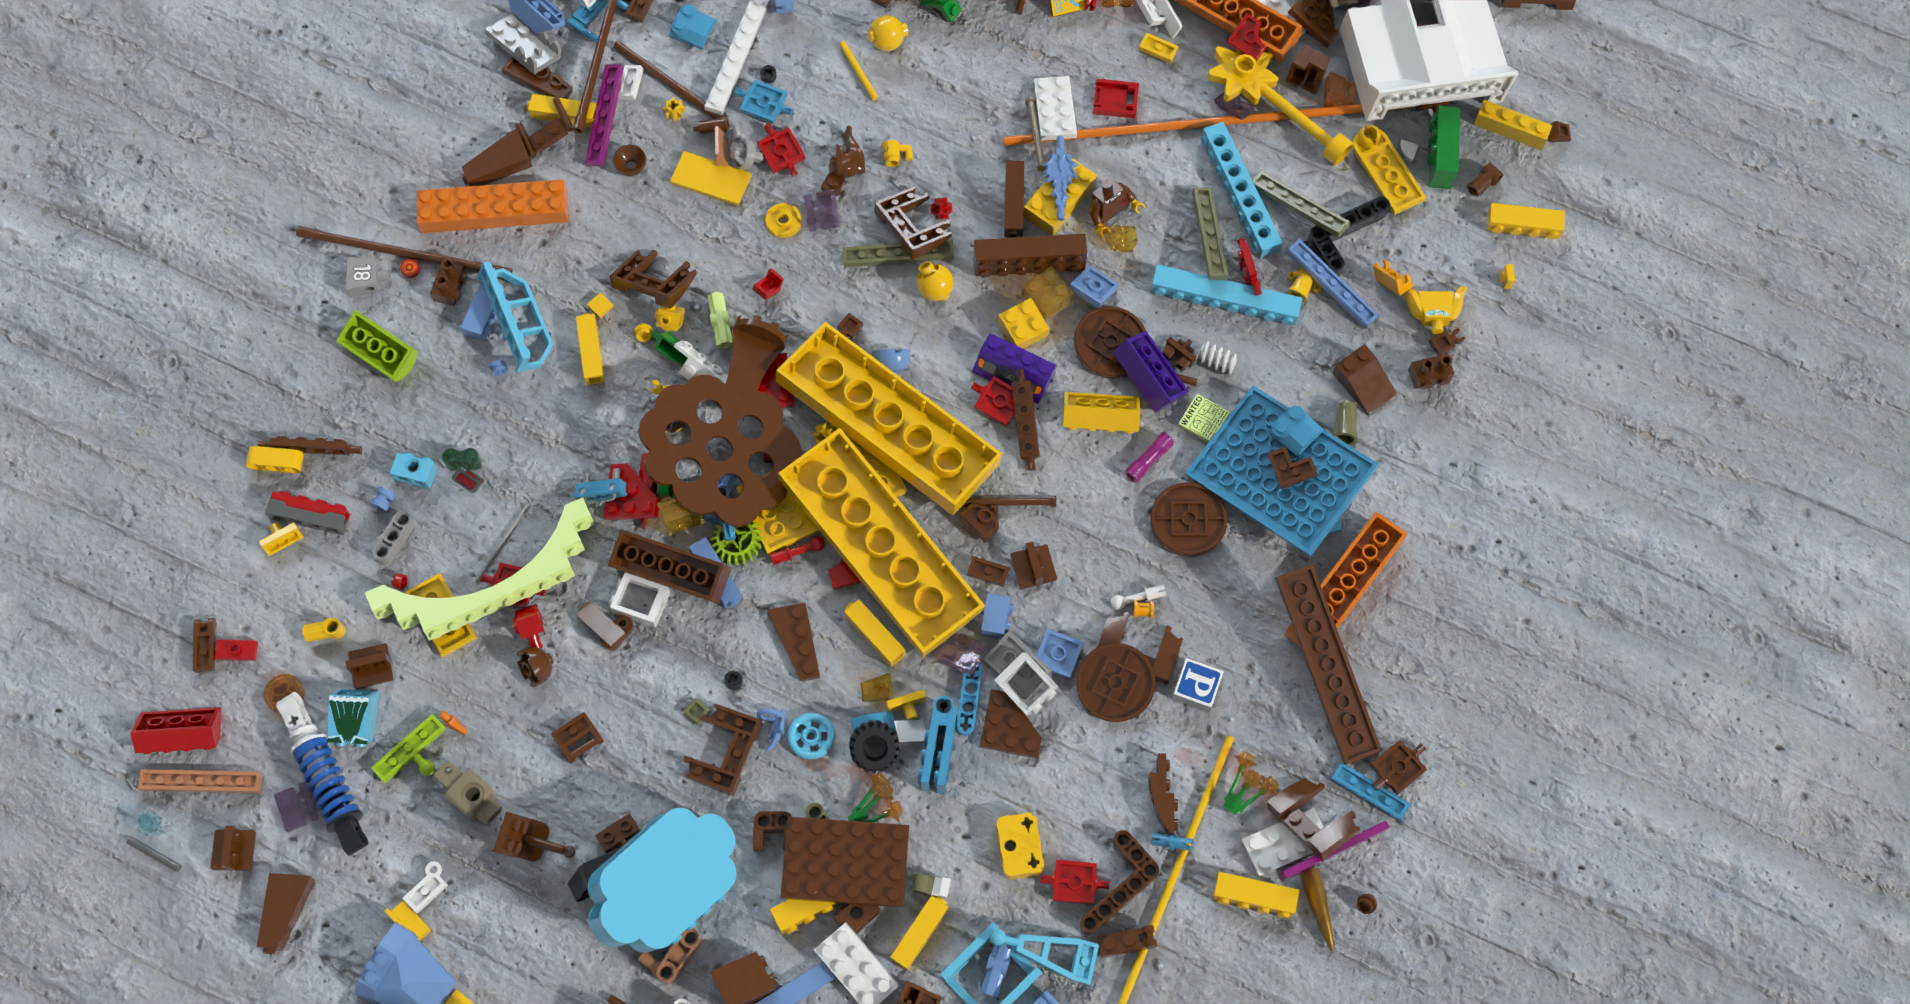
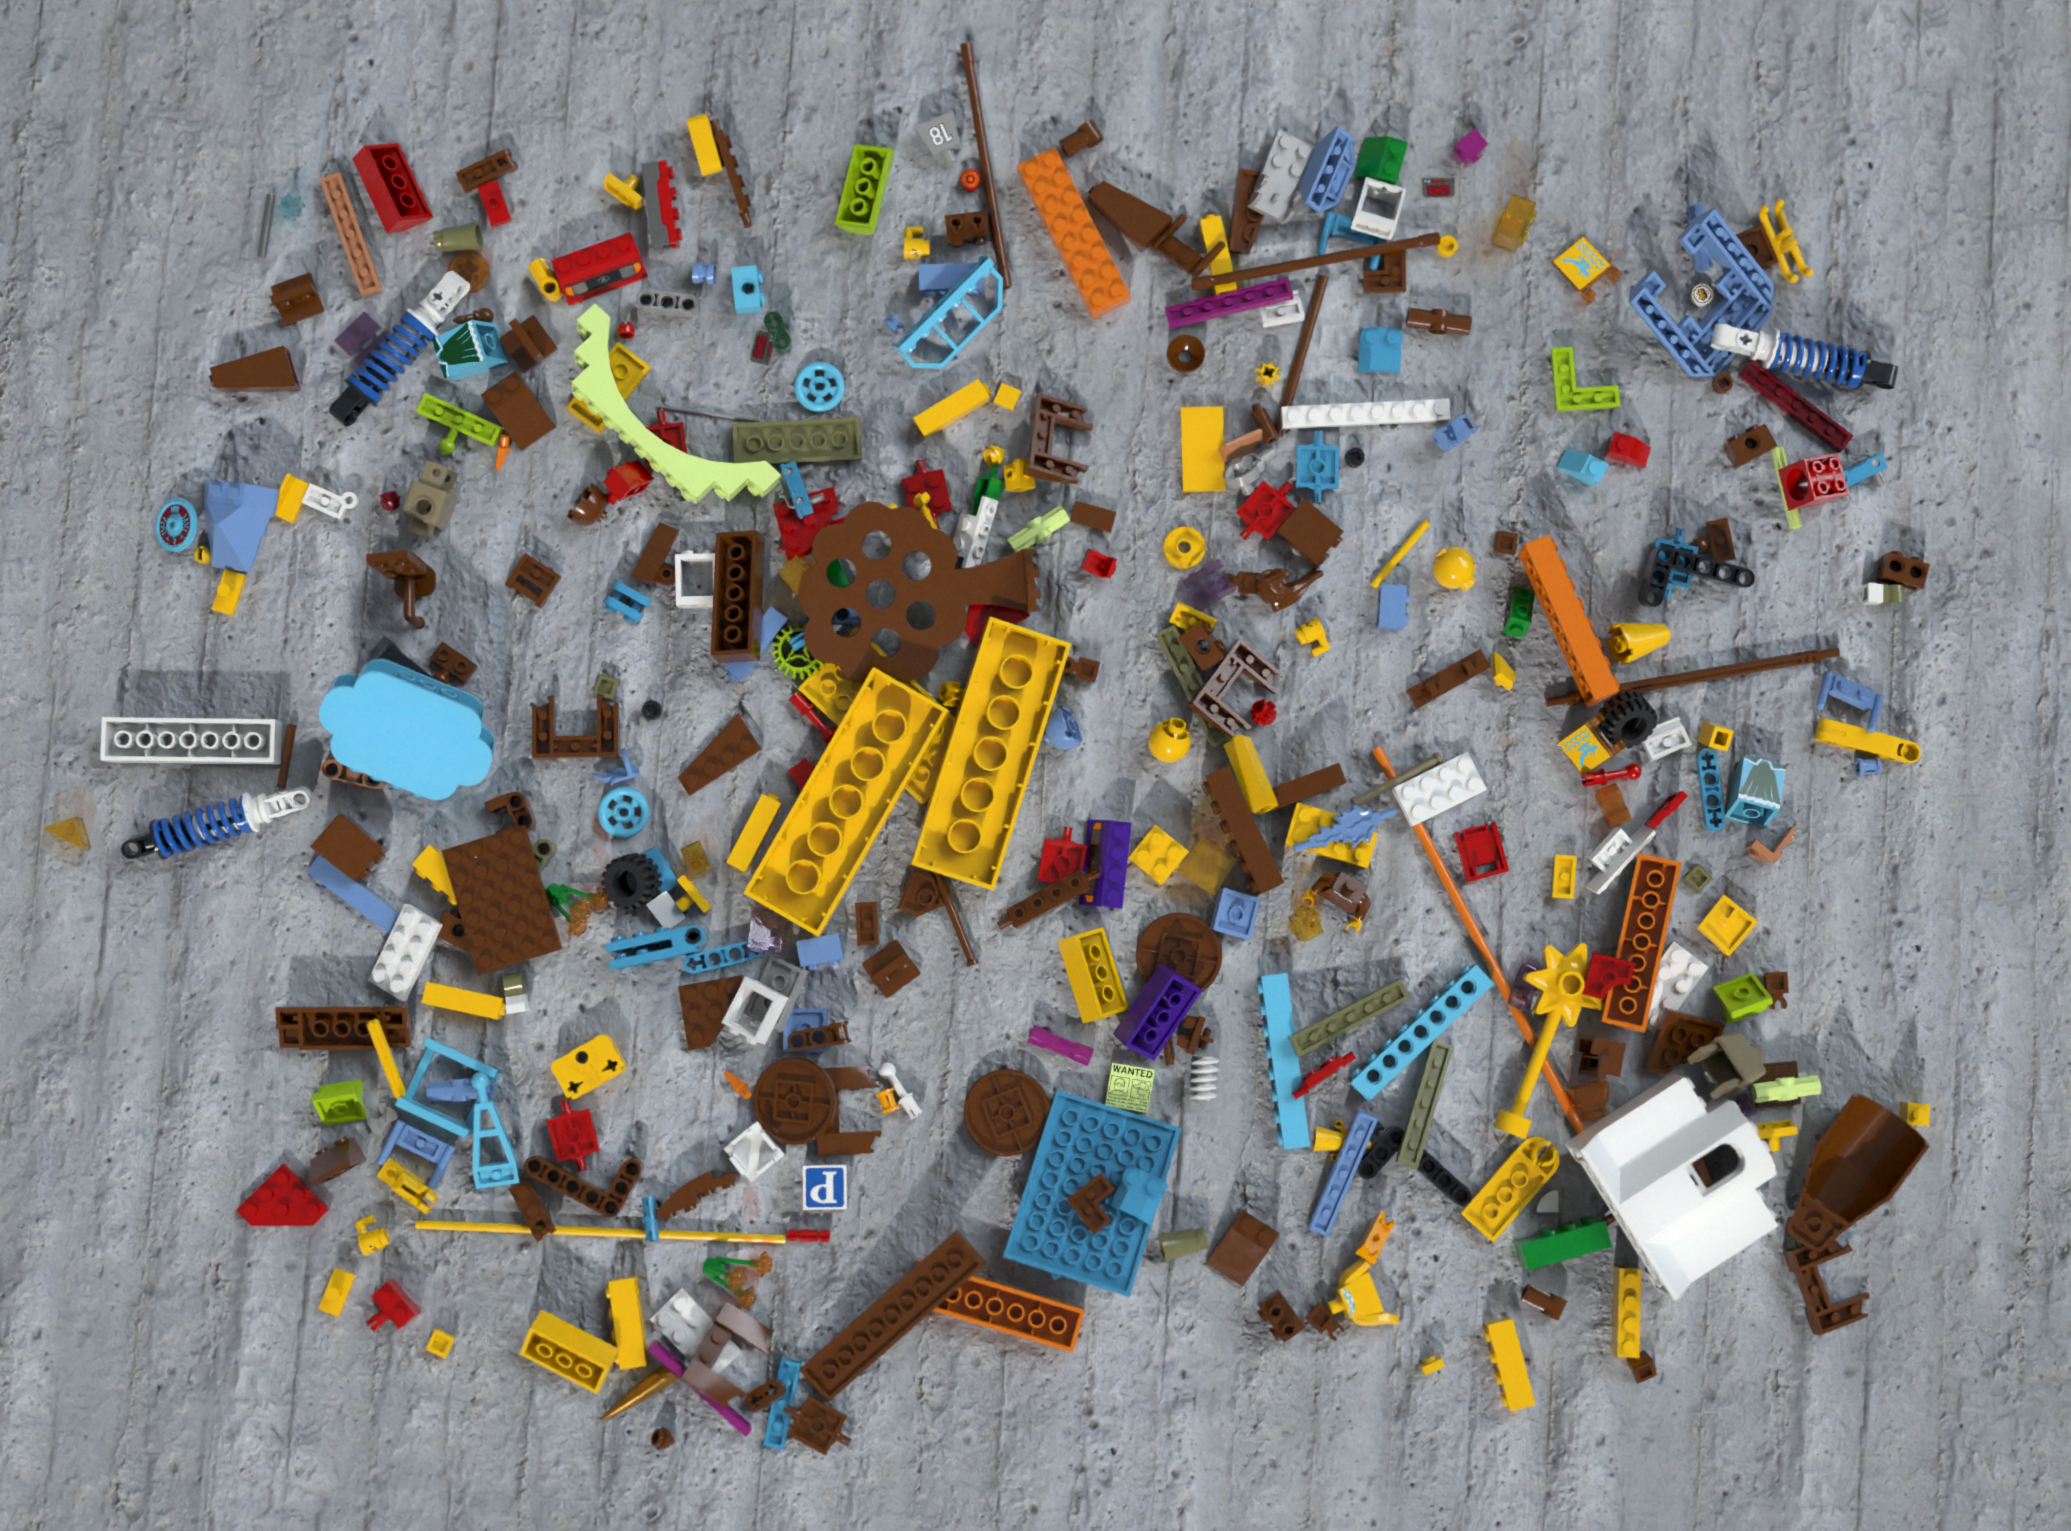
camera: 65 degrees right, 15 degrees up
(250, 688) = (459, 238): none -> olive plant
(324, 701) = (483, 314): none -> reddish brown bar
(336, 581) = (599, 268): none -> red slope
(419, 173) = (1085, 136): none -> reddish brown piece
(424, 695) = (518, 411): none -> reddish brown slope
(444, 328) = (915, 247): none -> yellow piece
(451, 834) = (390, 500): none -> dark red plate
(514, 431) = (819, 404): none -> medium azure plate
(559, 477) = (798, 441): none -> olive plate
(630, 675) = (632, 613): none -> dark azure brick
(641, 395) = (934, 484): none -> red plate
(728, 277) = (1093, 517): none -> reddish brown tile
(814, 124) = (1310, 533): none -> reddish brown brick
(845, 233) = (1185, 616): none -> yellow plate
(878, 227) = (1203, 656): none -> reddish brown brick
(898, 89) = (1392, 607): none -> medium blue brick
(971, 72) = (1448, 679): none -> reddish brown hinge
(983, 31) = (1502, 672): none -> yellow piece
(992, 230) = (1250, 774): none -> yellow brick
(1070, 629) = (831, 1033): none -> reddish brown piece
(1084, 727) = (738, 1085): none -> orange bar
(1146, 734) = (753, 1152): none -> white panel
(1234, 716) = (808, 1235): none -> red axle
(1264, 951) = (569, 1351): none -> yellow brick
(1363, 799) = (764, 1390): none -> reddish brown beam

